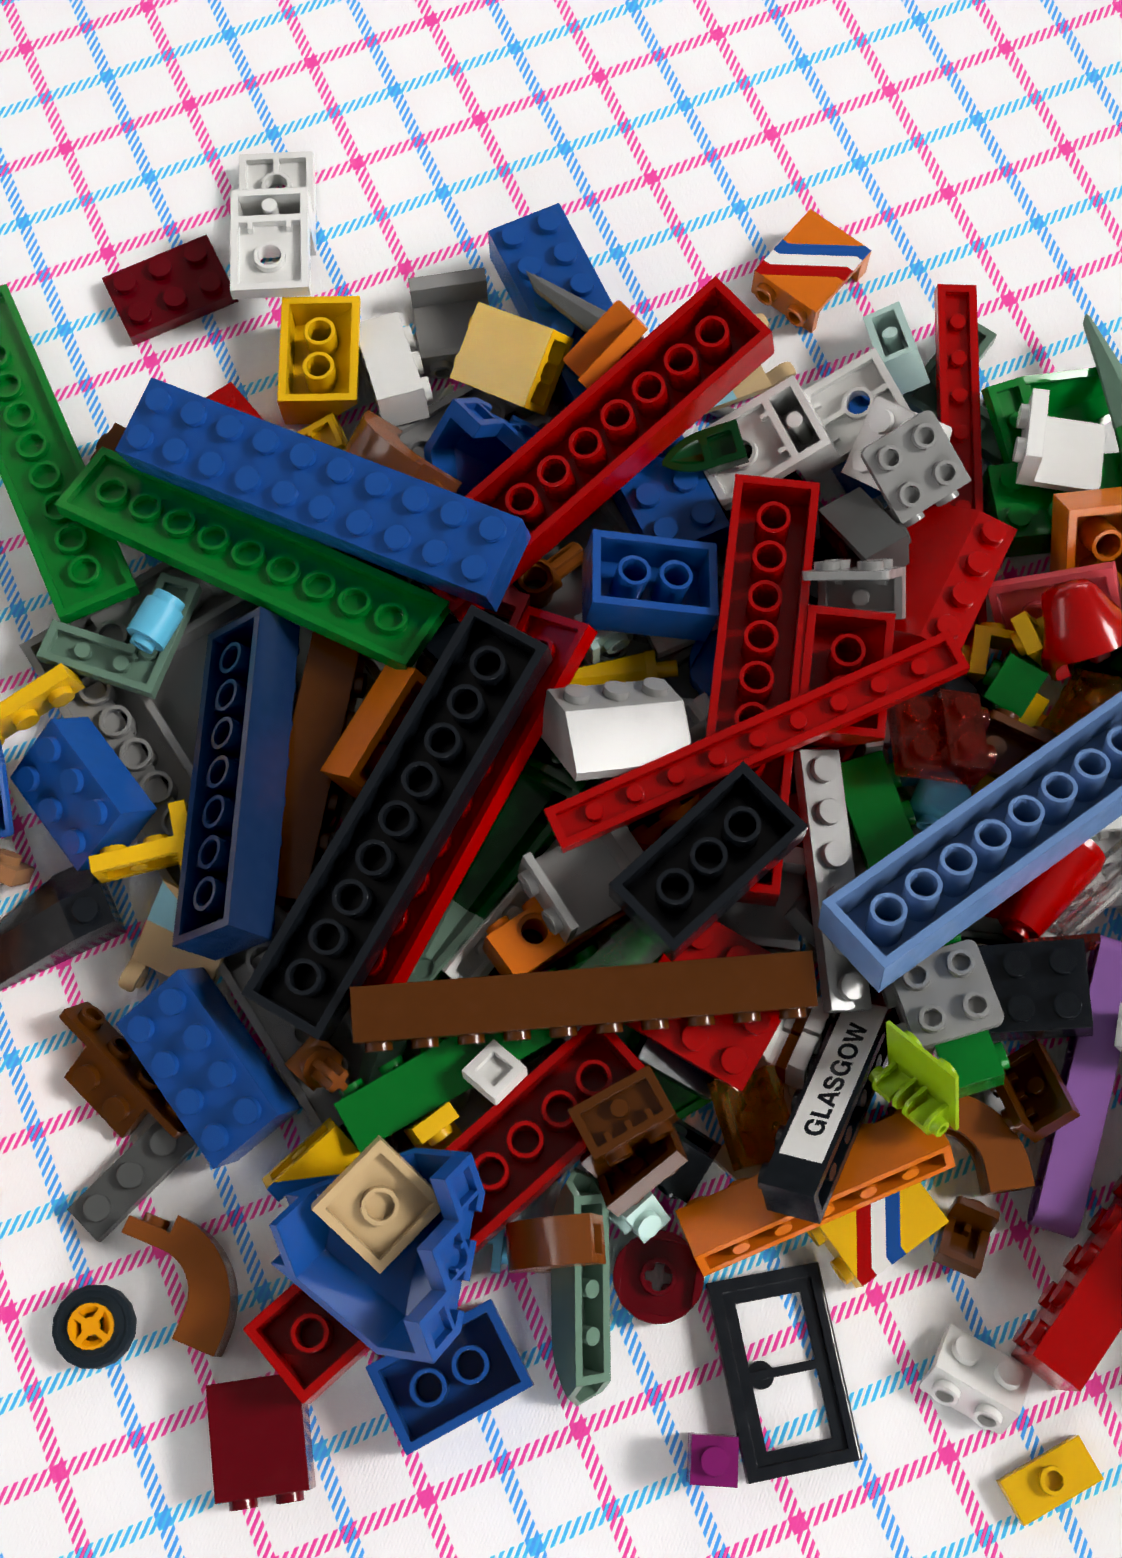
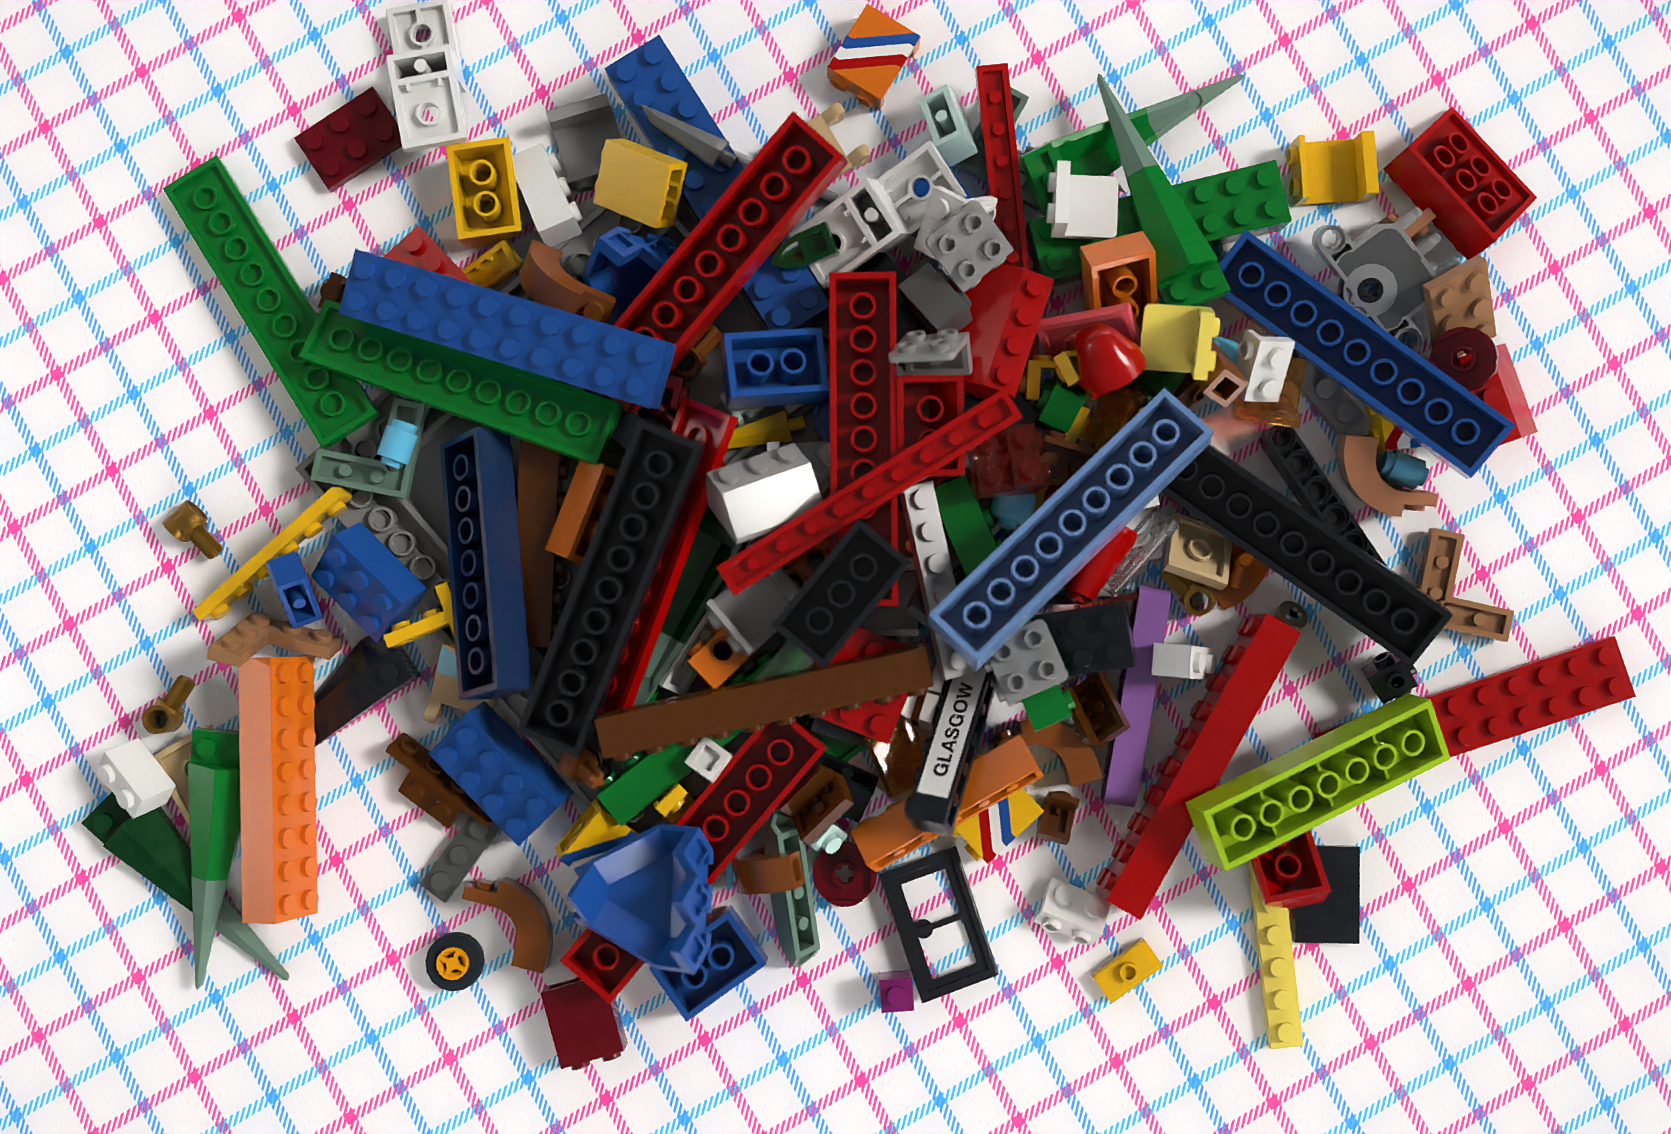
camera: 10 degrees left, 15 degrees up
(378, 1204) = (638, 869): tan plate -> none
(605, 343) = (713, 171): orange bracket -> none
(624, 1117) = (803, 779): reddish brown bracket -> none
(918, 1083) = (1007, 728): lime hinge -> none

